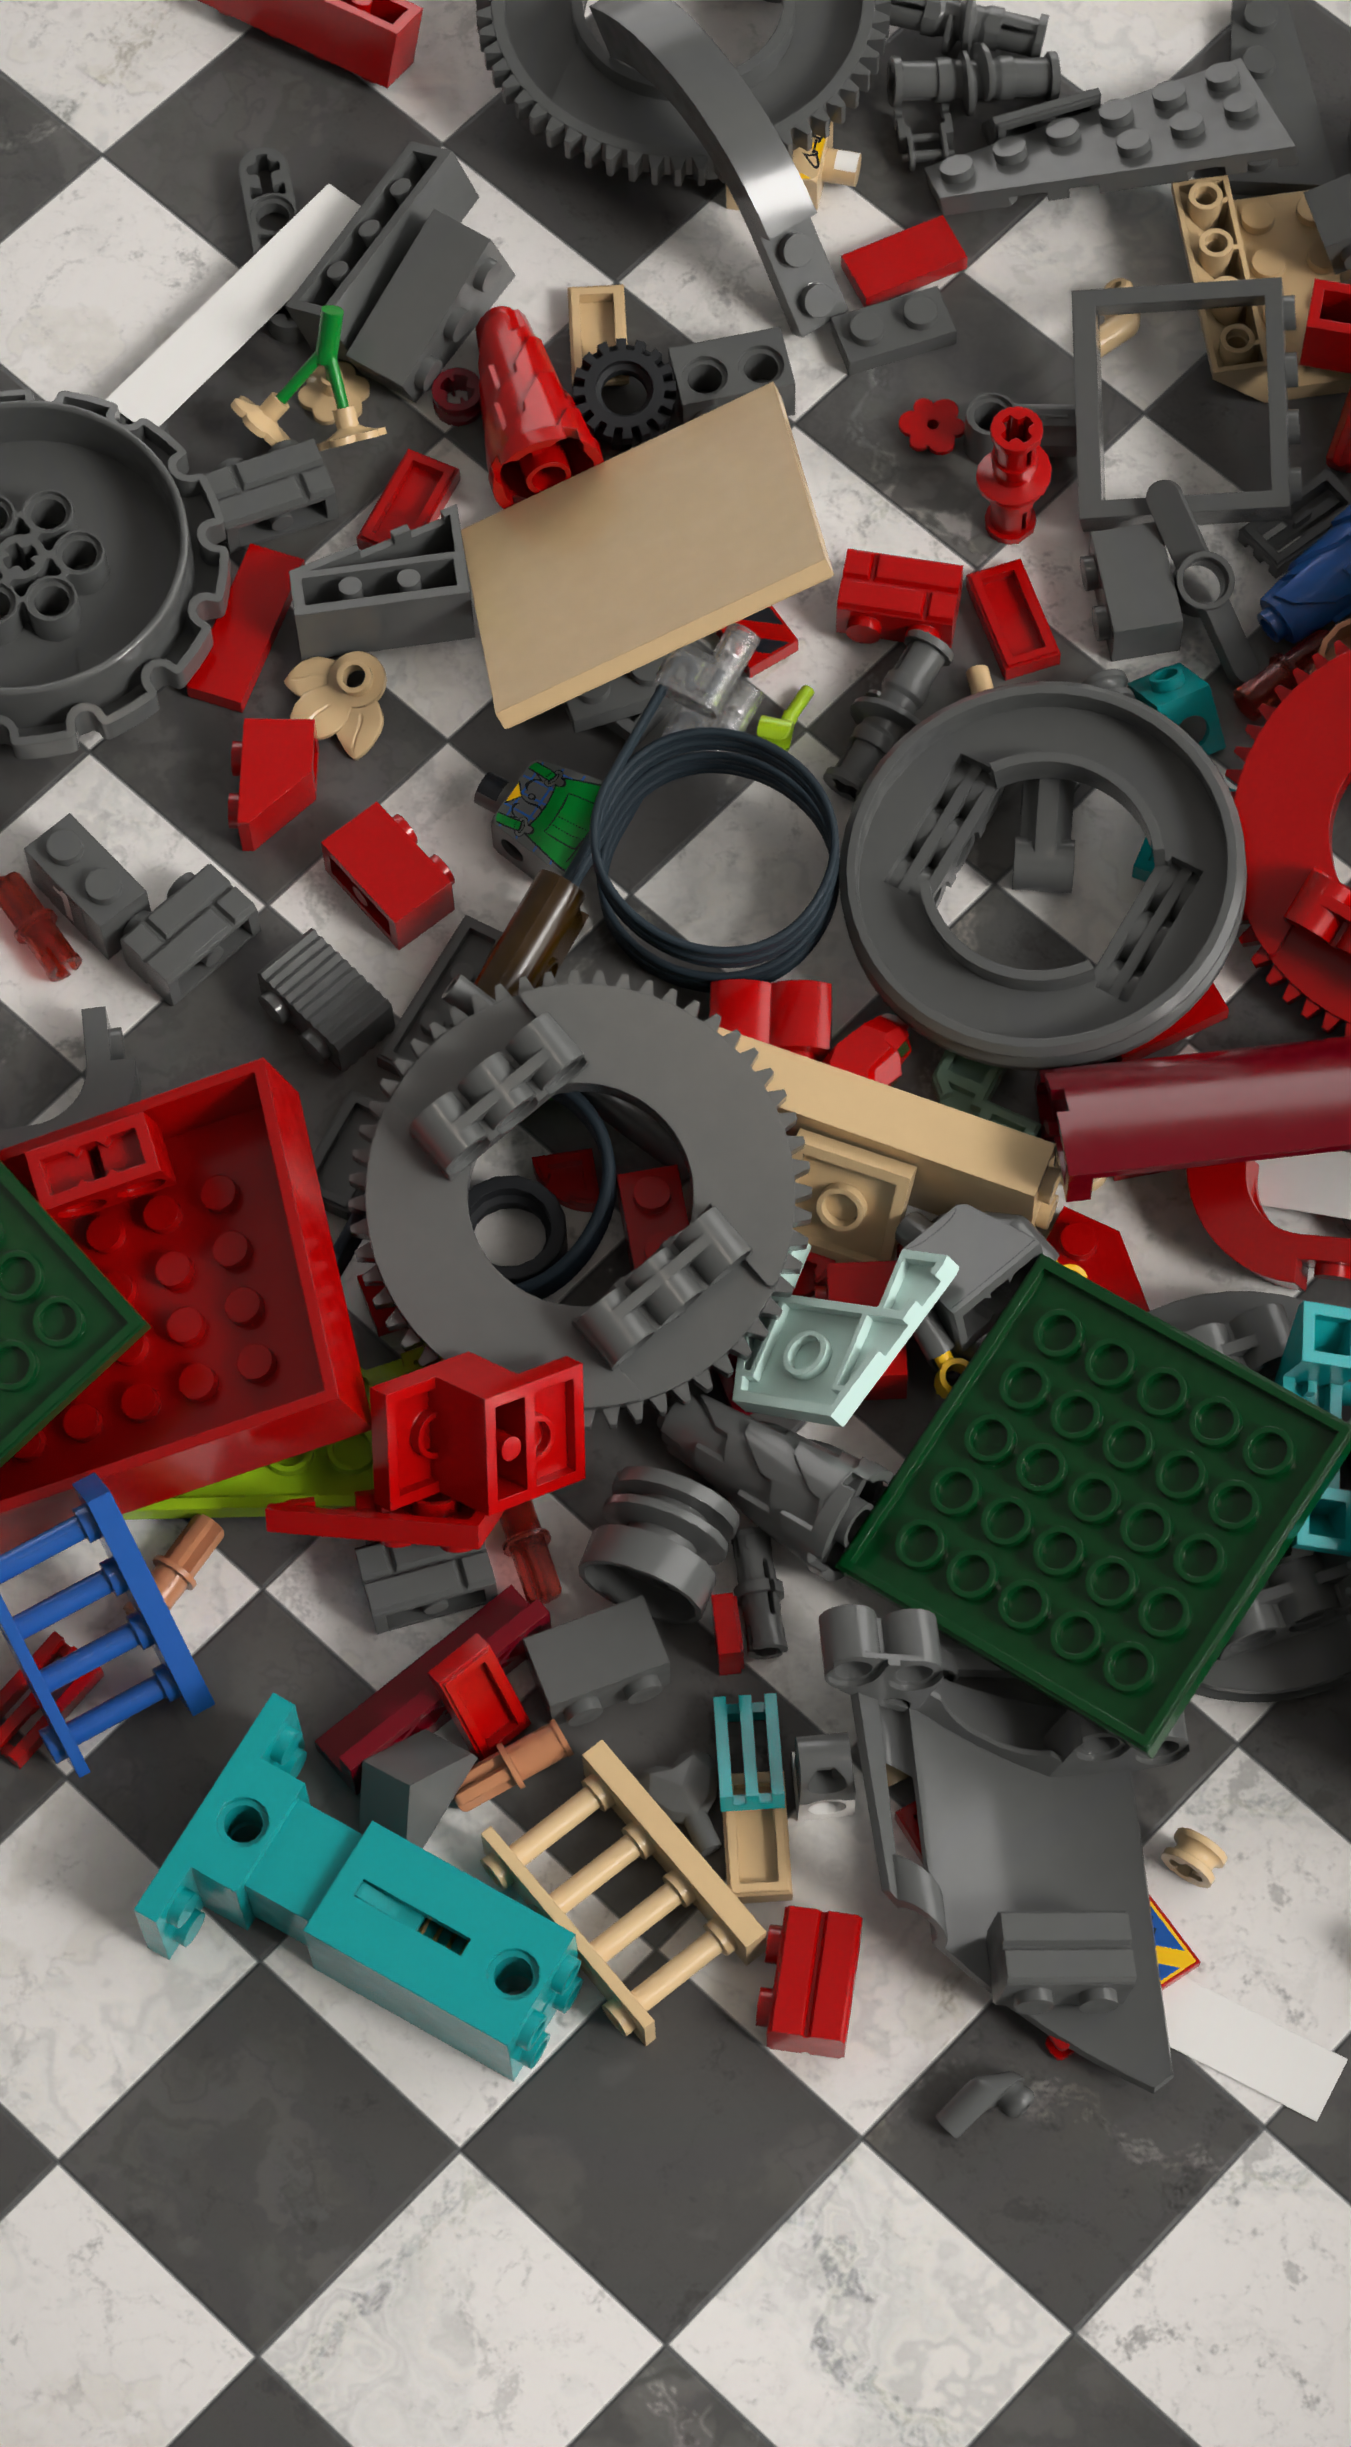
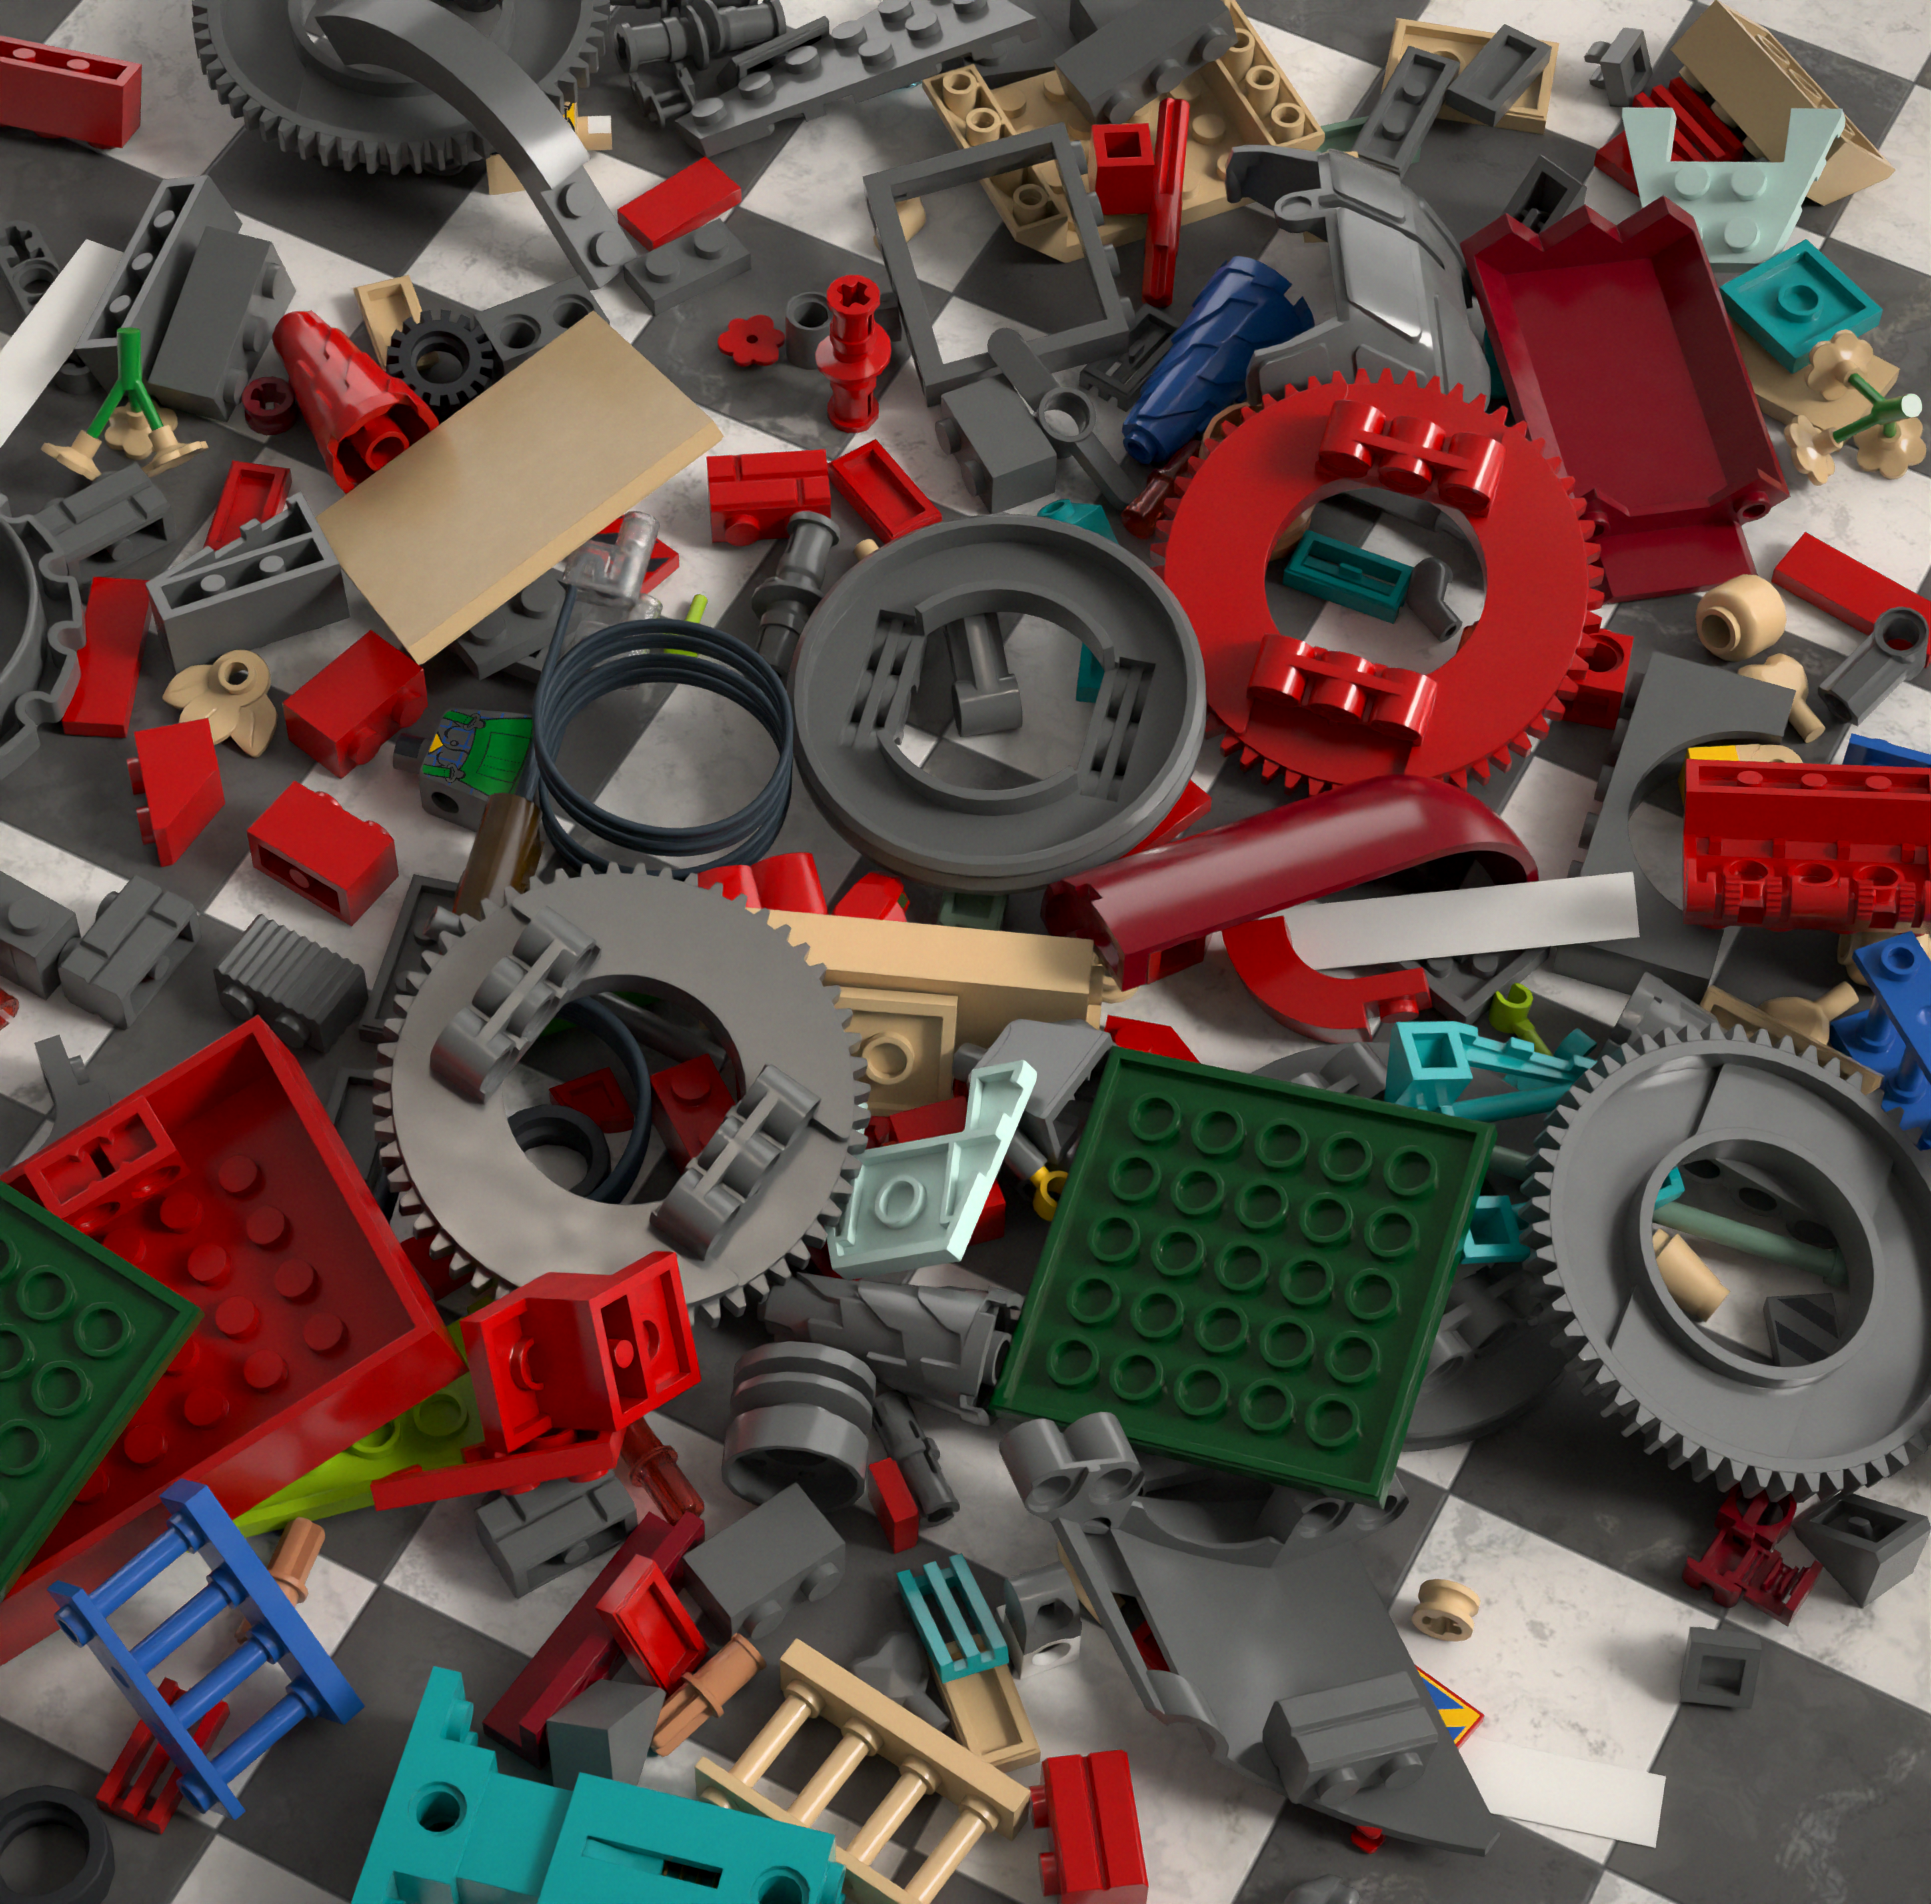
camera: 20 degrees left, 10 degrees down
(452, 734) = (356, 704): none -> red brick

